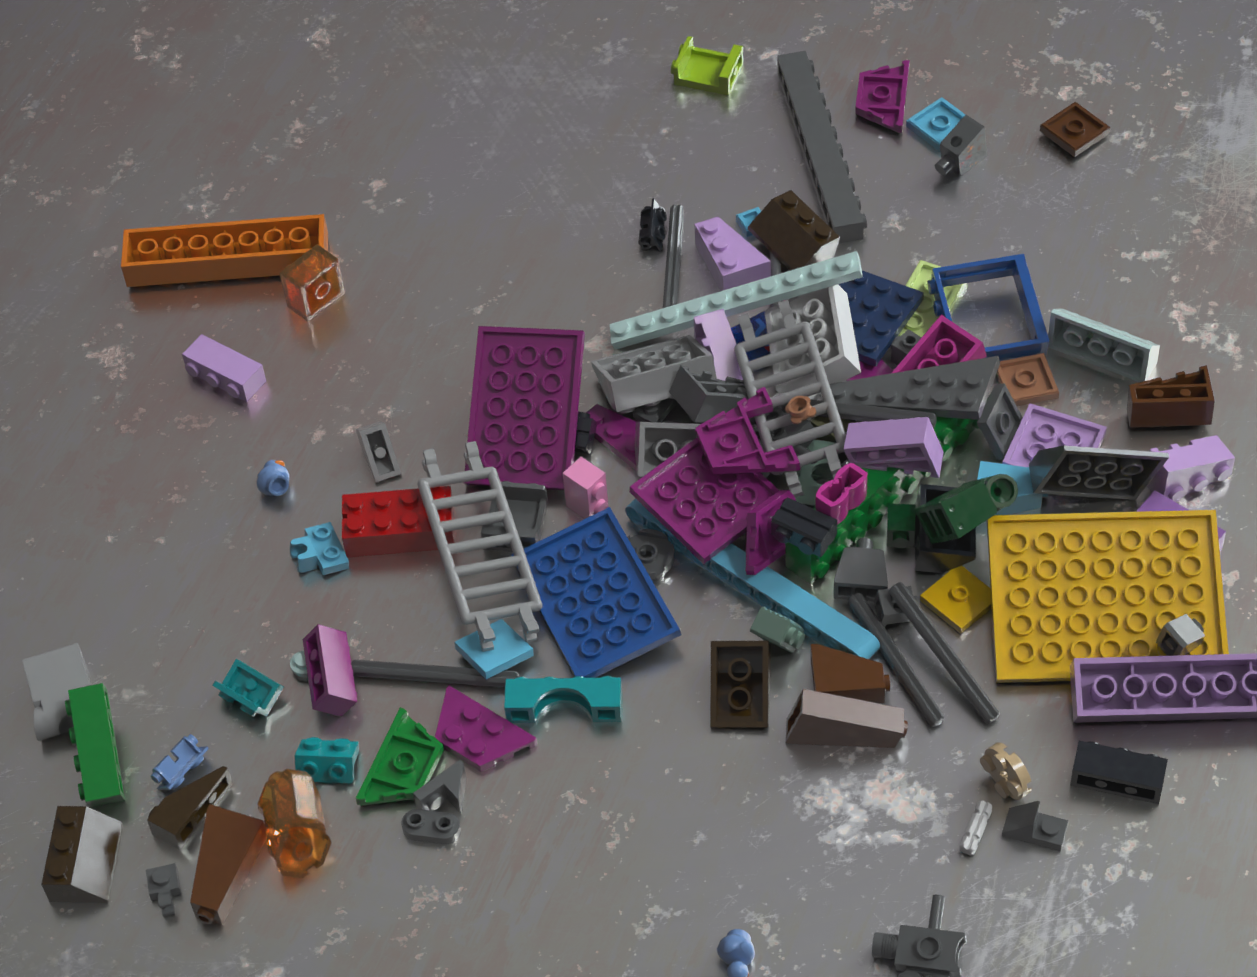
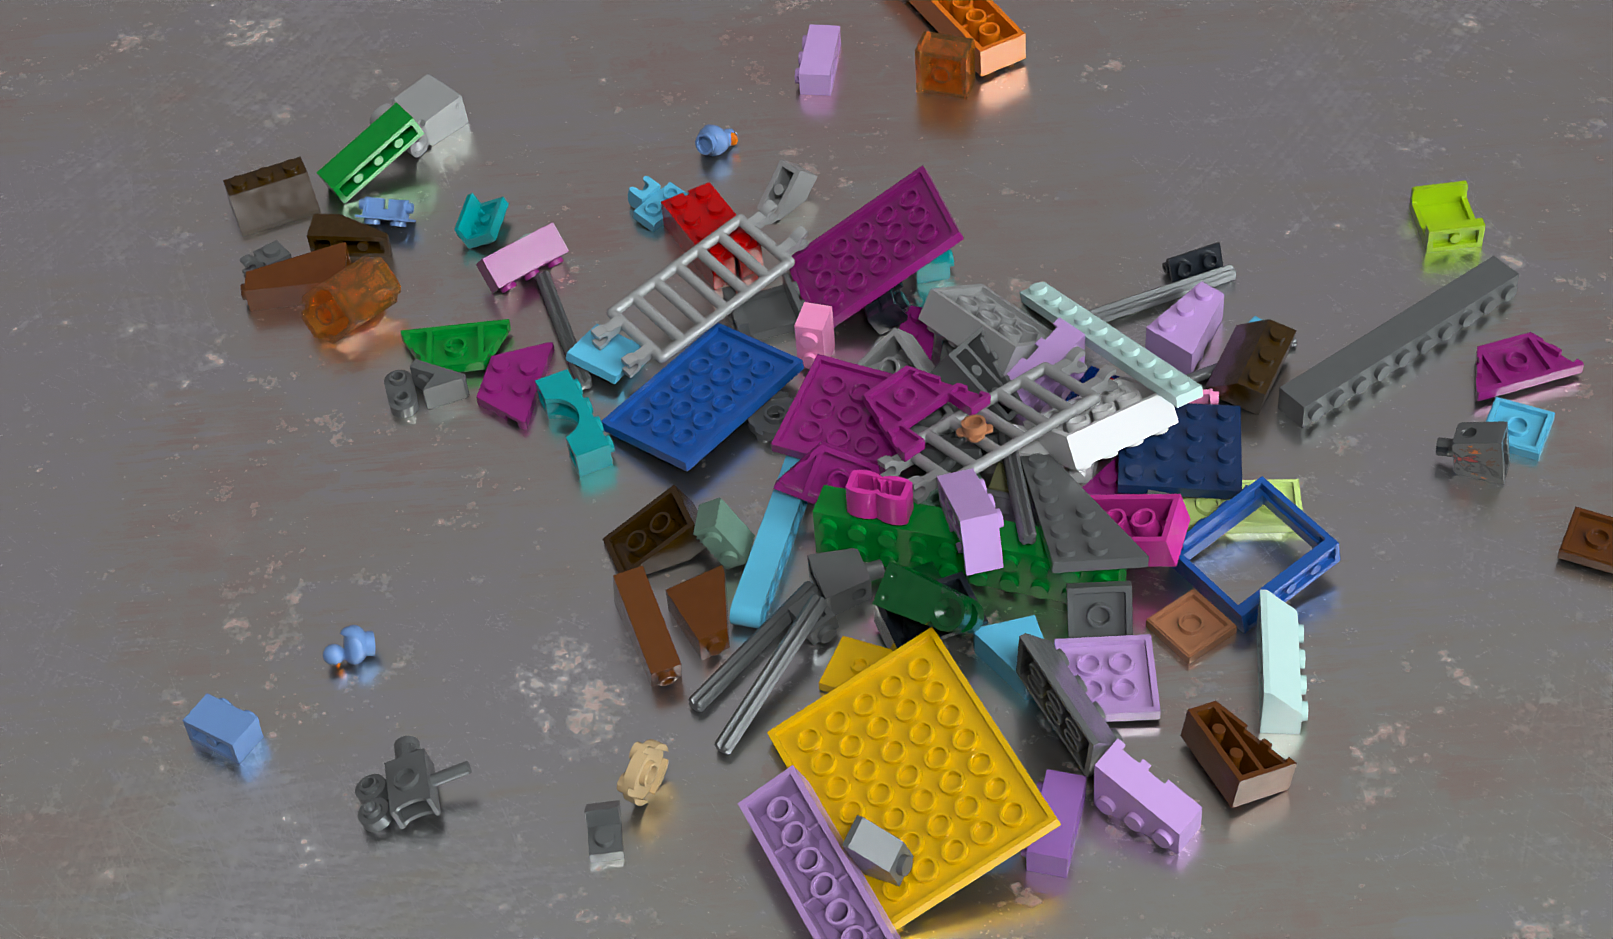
camera: 65 degrees right, 5 degrees down
(327, 759) = (436, 296): teal bracket -> none
(803, 527) = (826, 488): black brick -> none
(975, 827) = (581, 780): white axle -> none
(1118, 771) = (703, 872): black brick -> none

